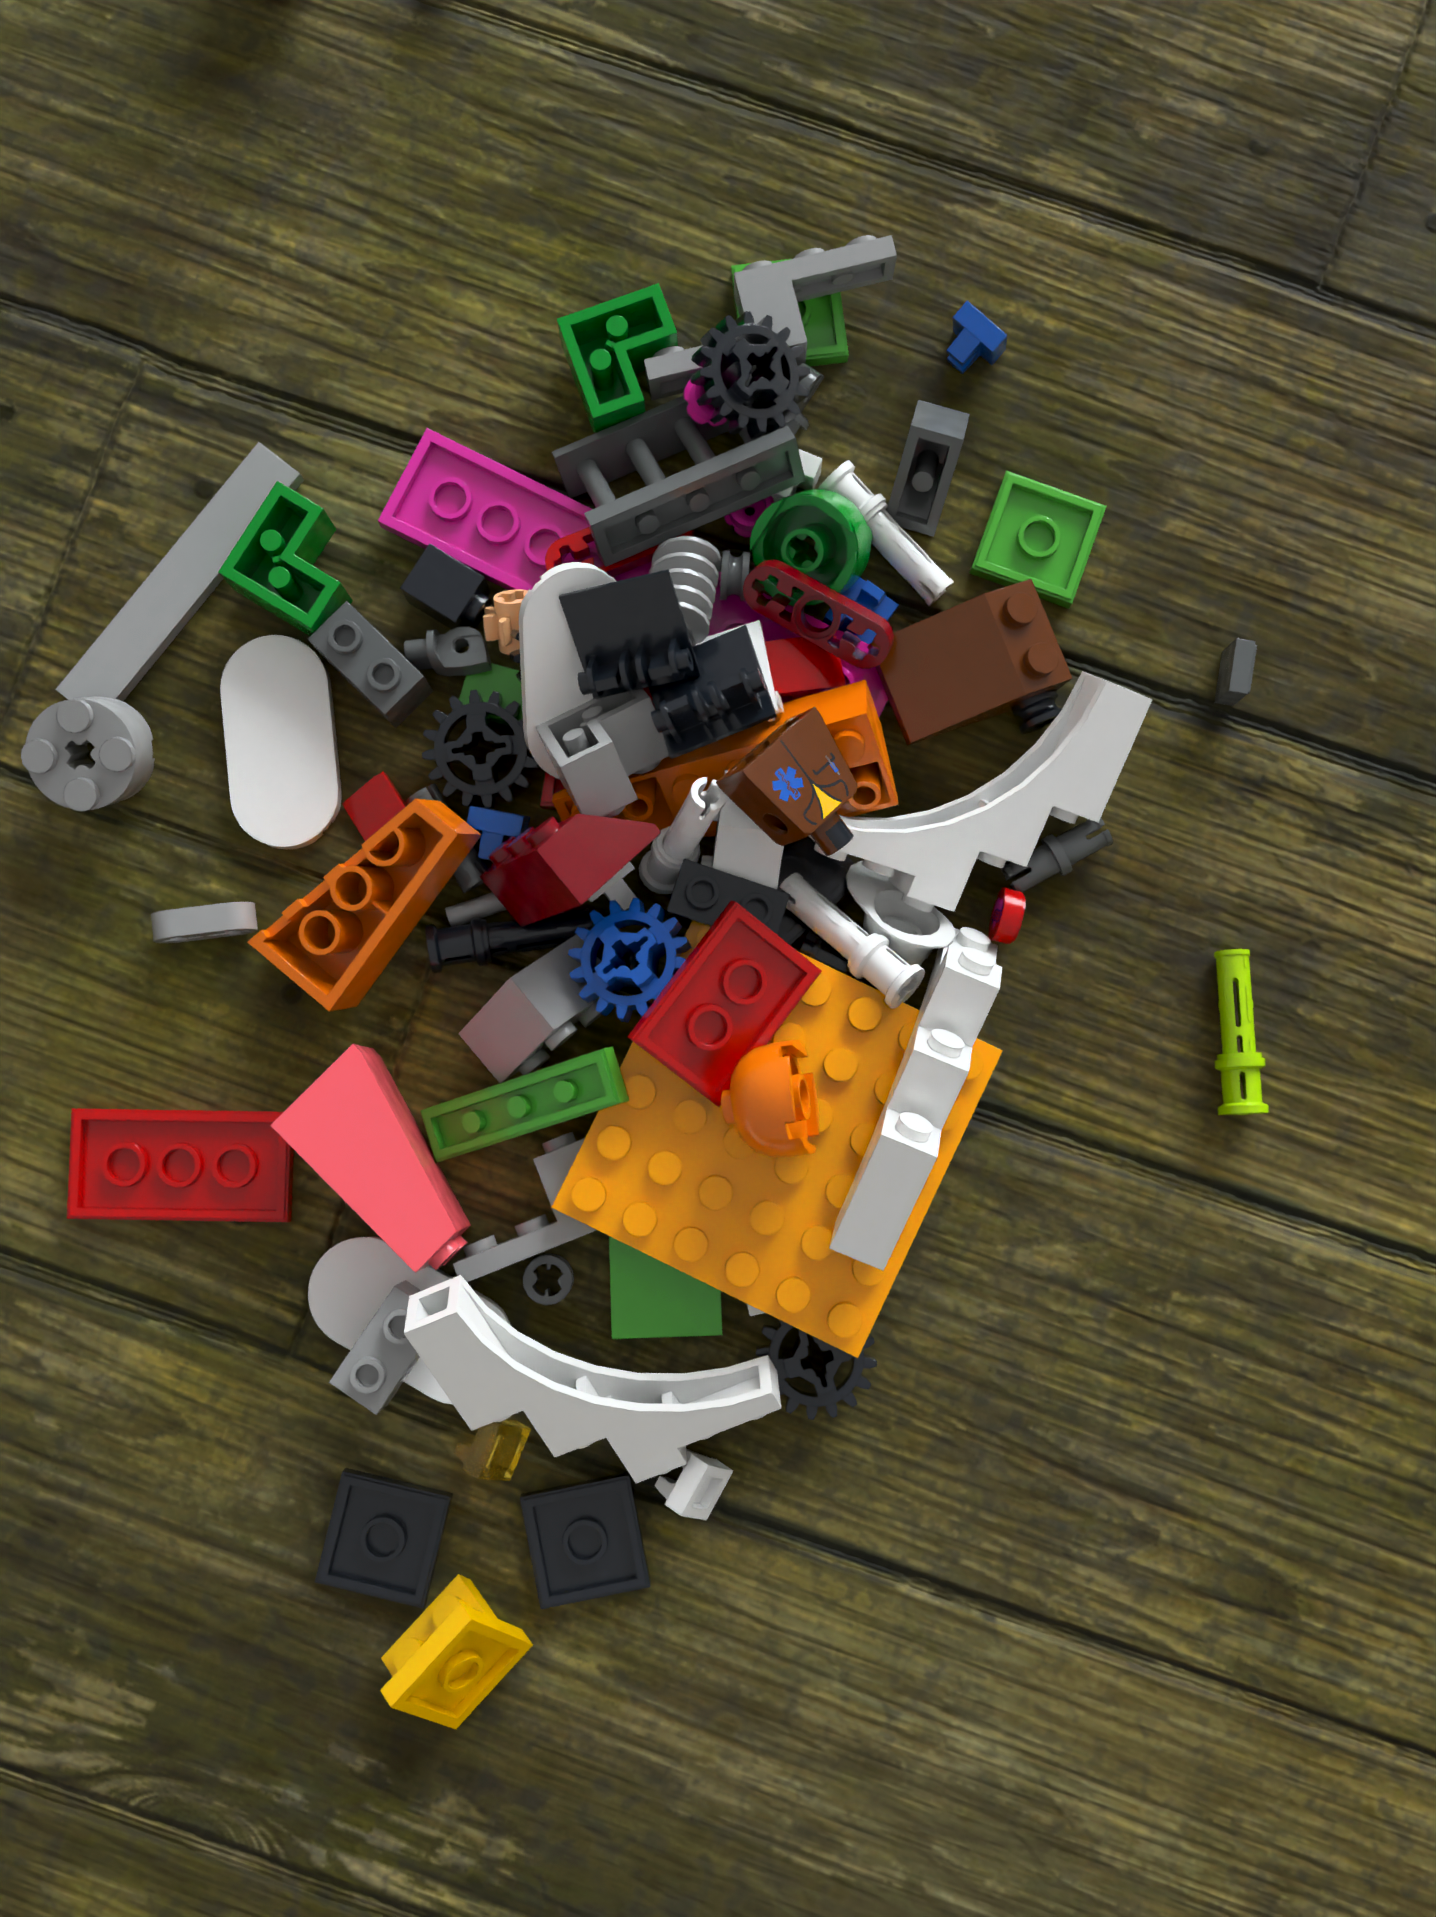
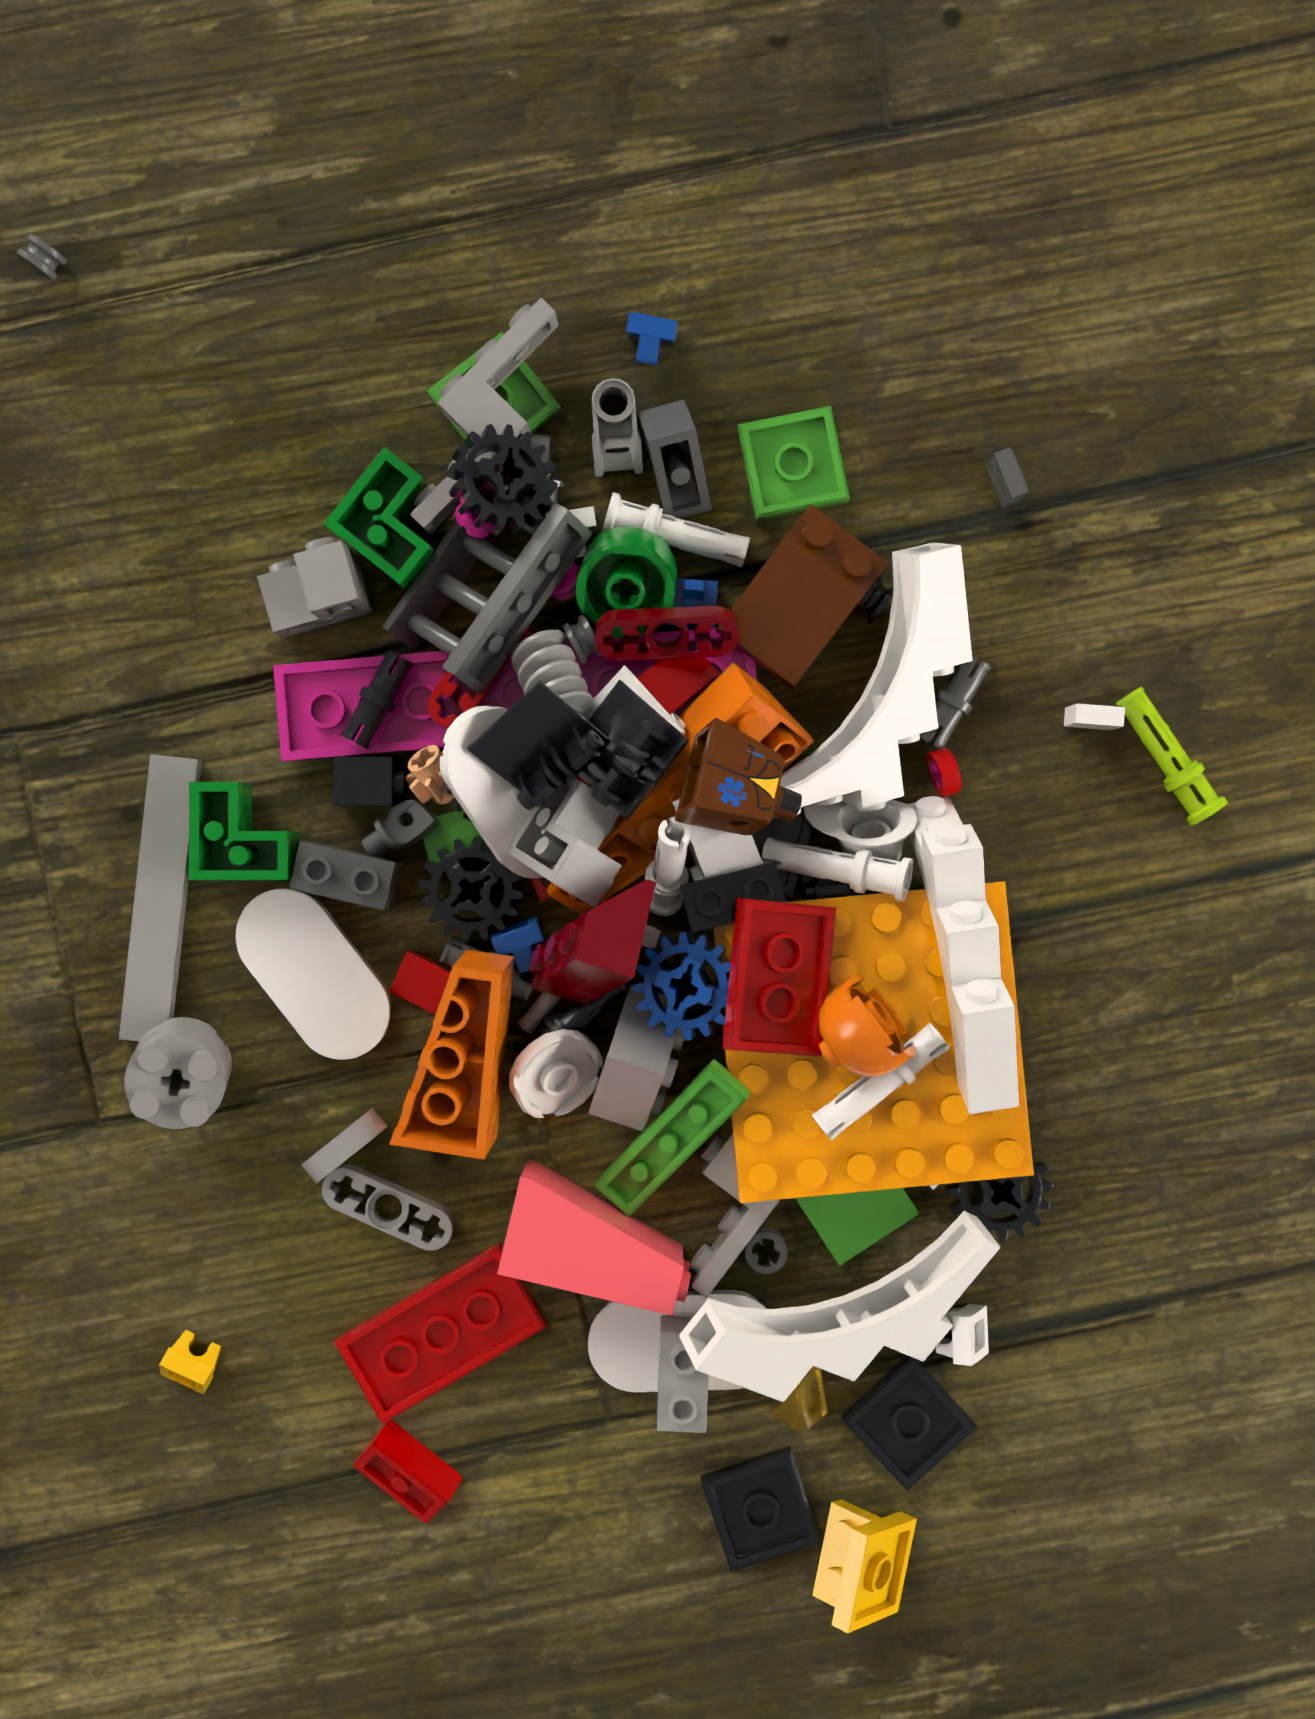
camera: 25 degrees left, 5 degrees up
(62, 1282) = (408, 1471): none -> red slope
(198, 969) = (369, 1215): none -> light grey beam
(449, 973) = (555, 1073): none -> white tile
(505, 515) = (377, 699): none -> black pin
(512, 380) = (315, 589): none -> light grey brick
(753, 1168) = (870, 1091): none -> white pin
(885, 412) = (616, 437): none -> light grey piece
(1185, 950) = (1094, 716): none -> white tile

